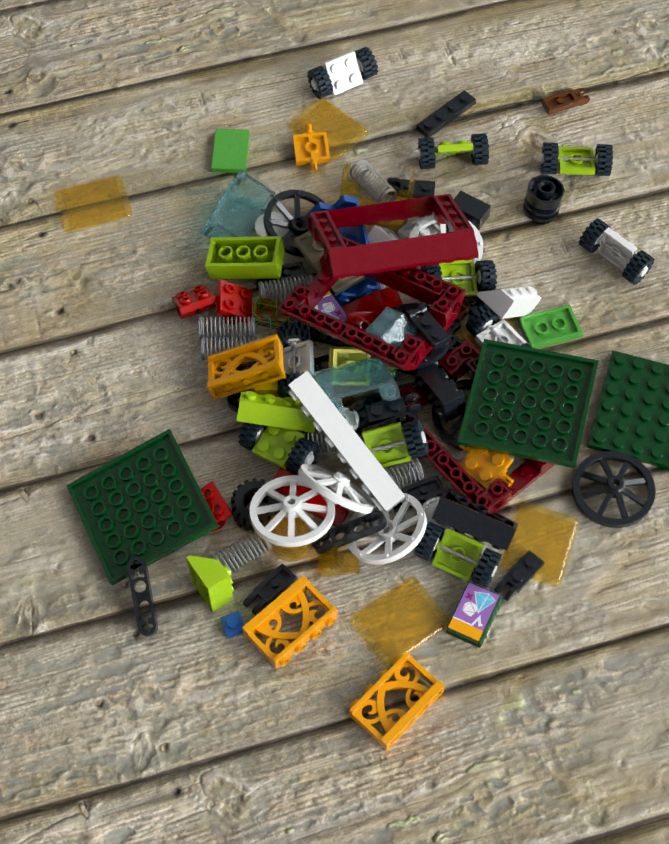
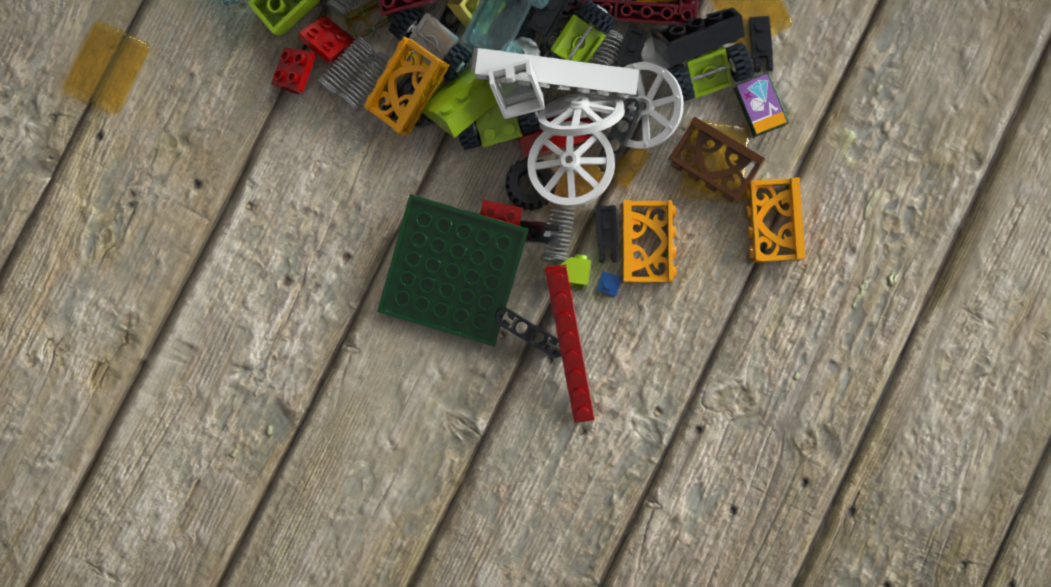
camera: 50 degrees left, 25 degrees up
(154, 624) = (570, 343): none -> red plate
(223, 538) = (541, 231): none -> black hinge
(304, 421) = (516, 89): none -> white window
(418, 631) = (707, 133): none -> reddish brown fence

